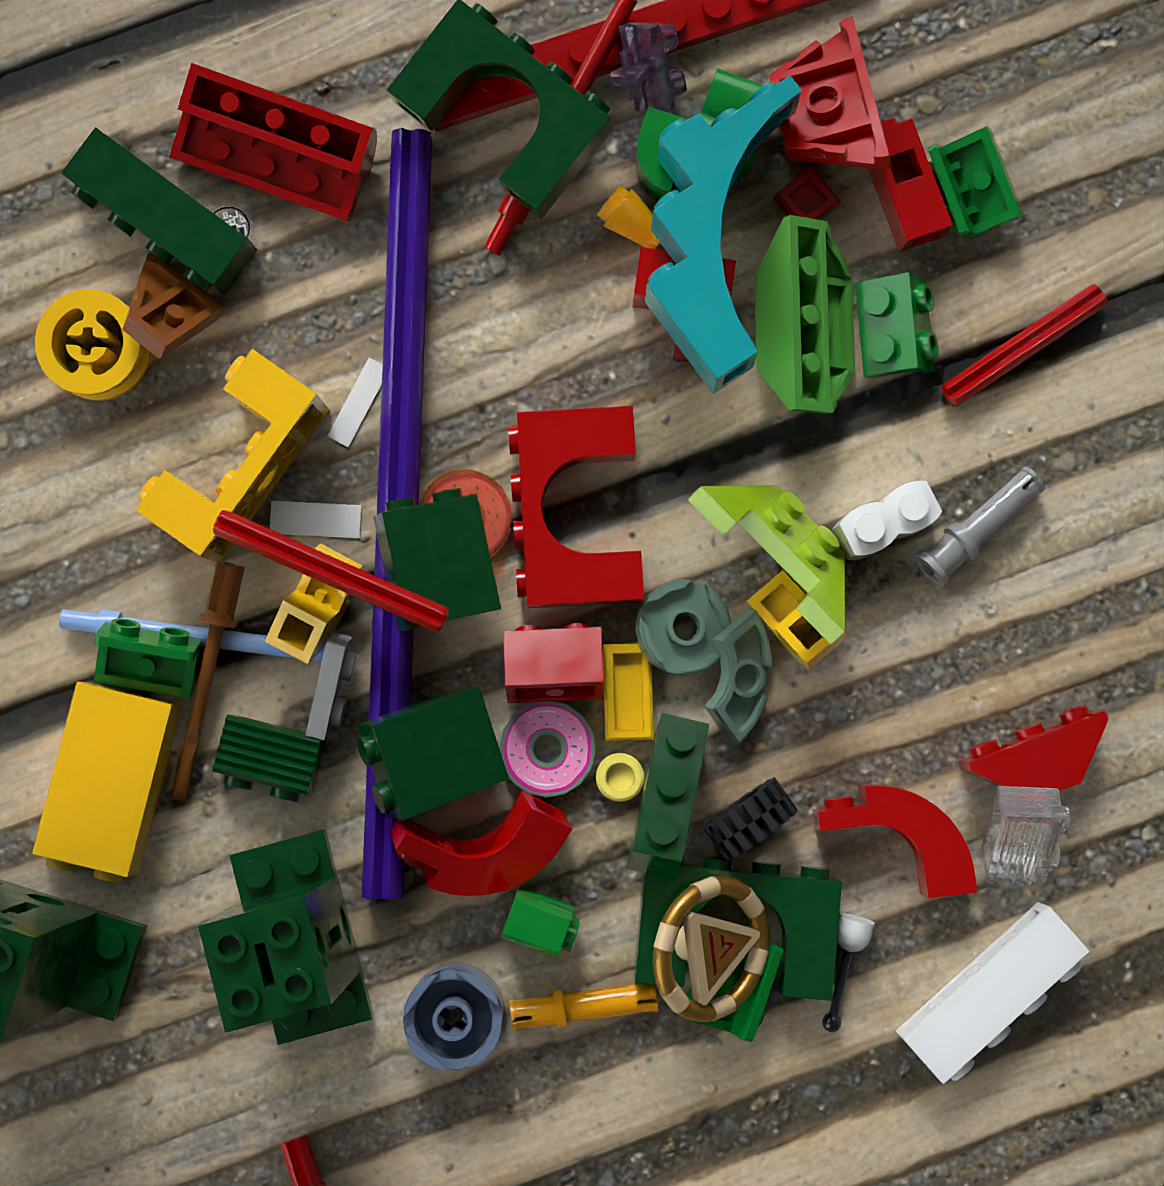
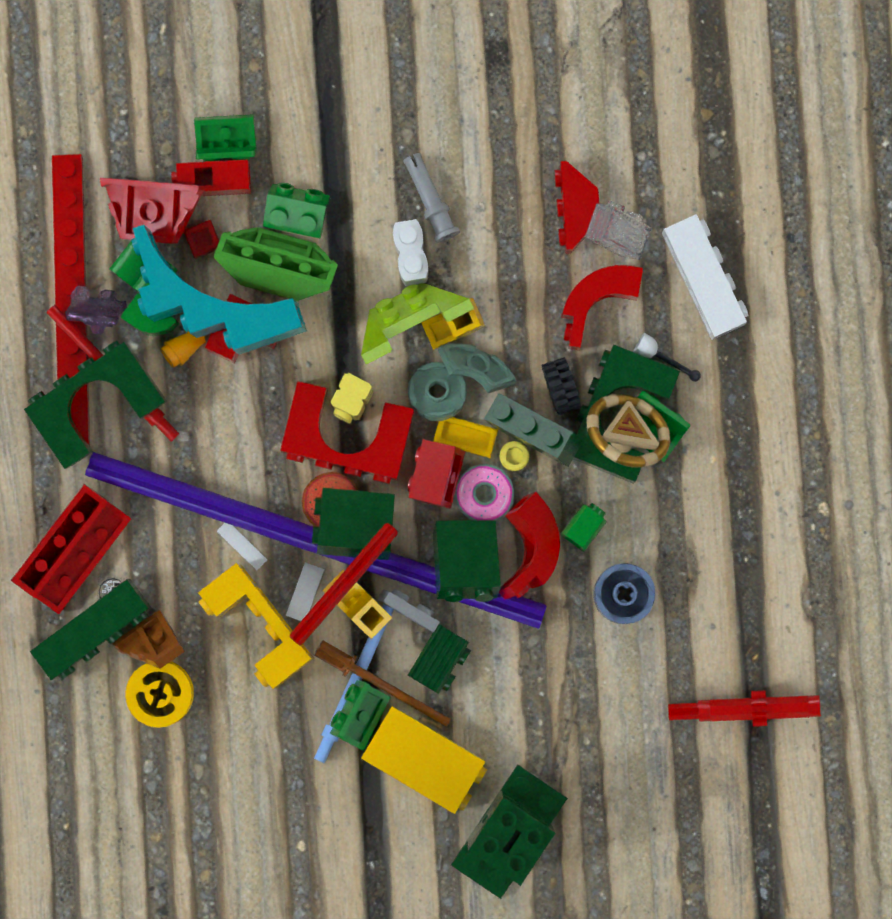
camera: 70 degrees left, 0 degrees up
(287, 944) = (551, 673): dark green brick -> none
(582, 1005) = (641, 518): light orange pin -> none
(630, 496) = (351, 397): none -> light yellow brick
(1024, 345) = (330, 138): red axle -> none

